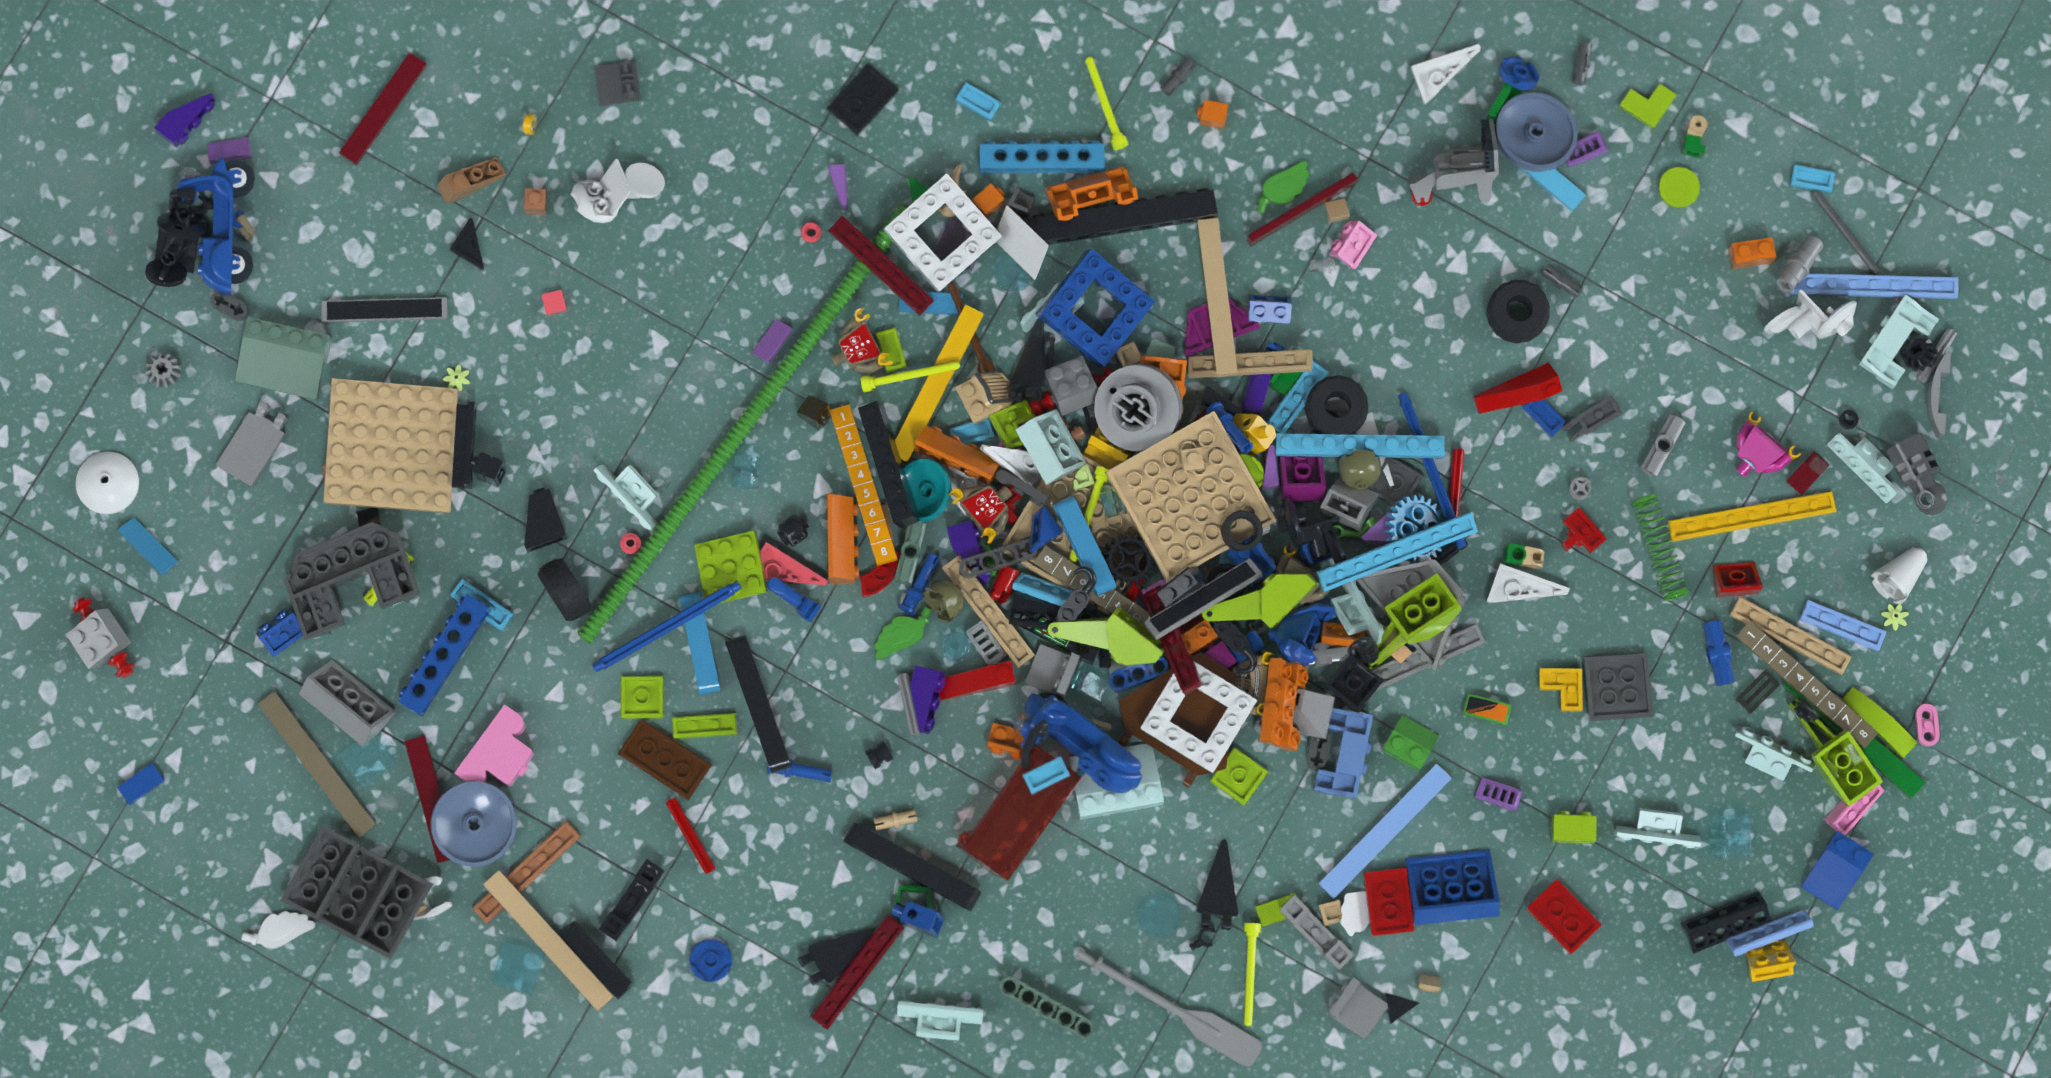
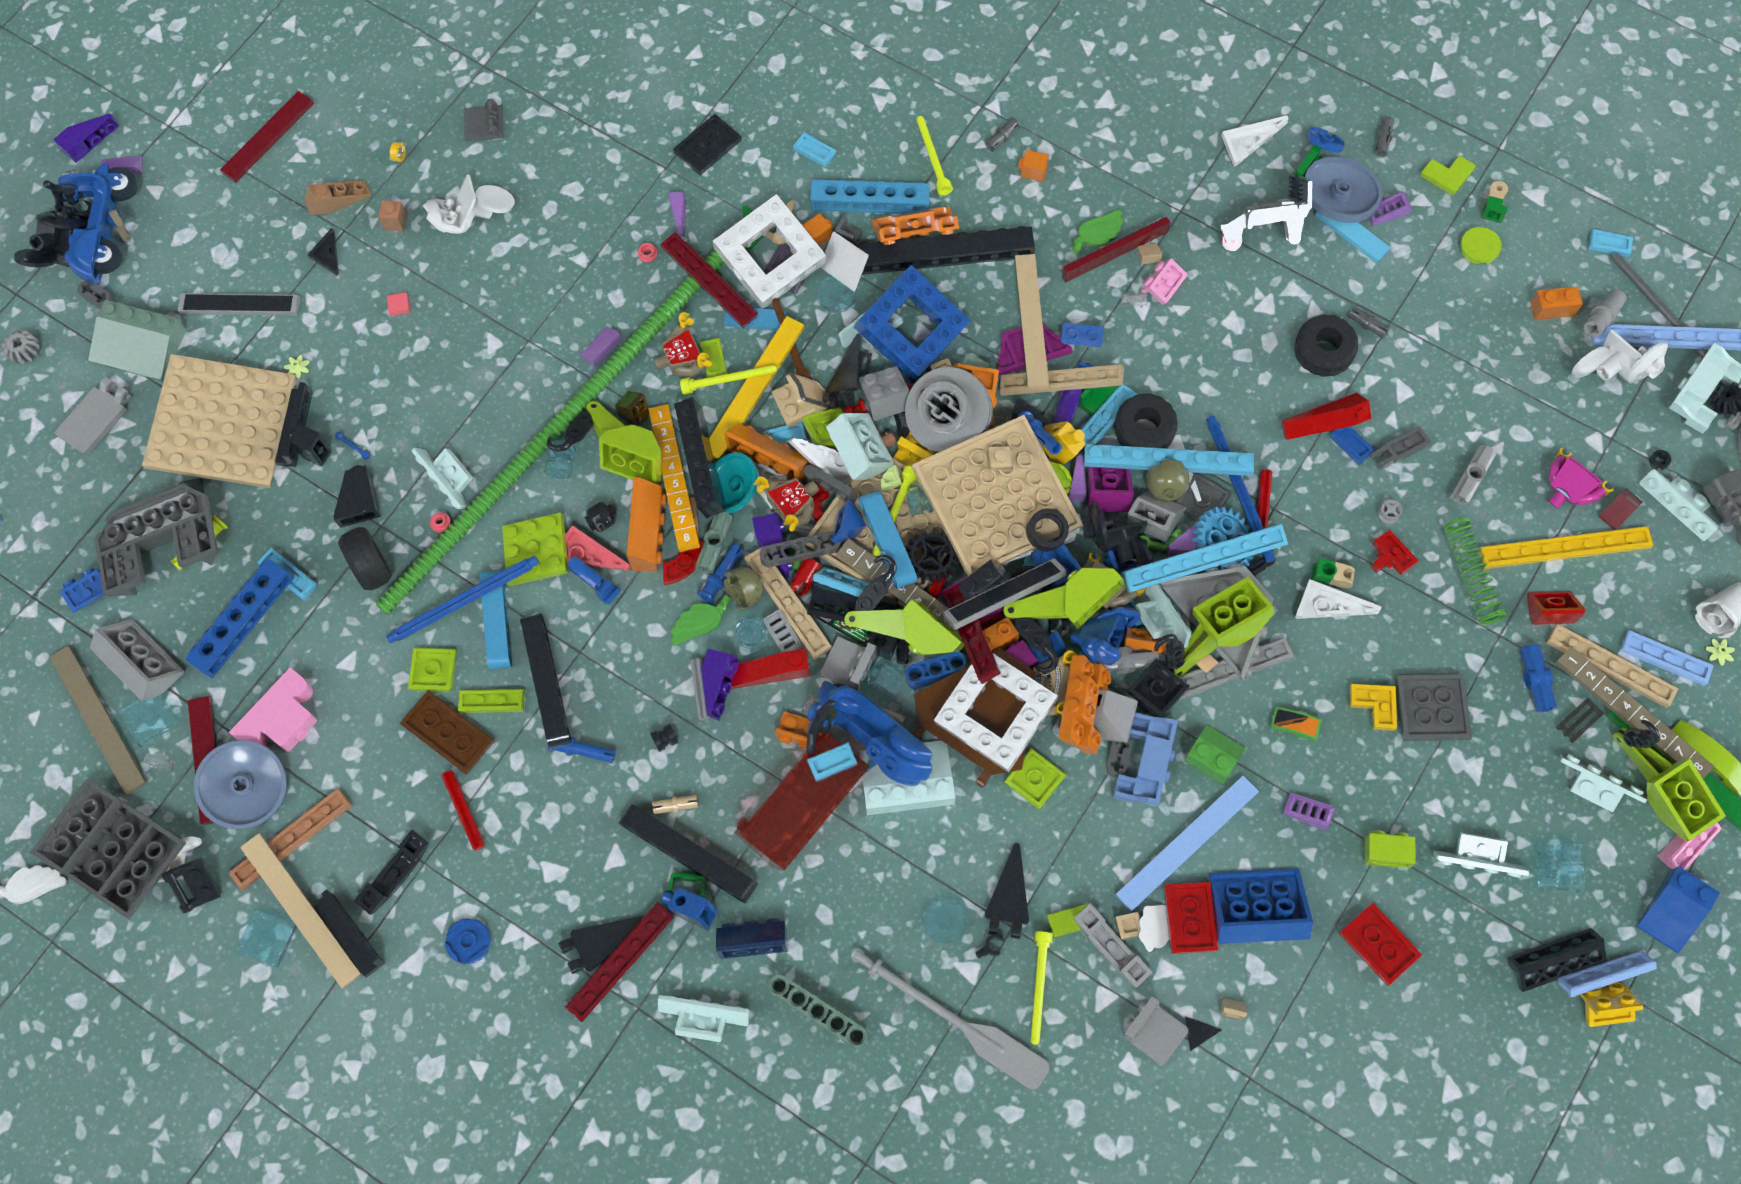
camera: 10 degrees right, 10 degrees down
(448, 919) = (198, 880): none -> black plate
(542, 472) = (364, 454): none -> blue hinge
(812, 460) = (622, 448): none -> lime slope
(980, 944) = (751, 939): none -> dark blue slope

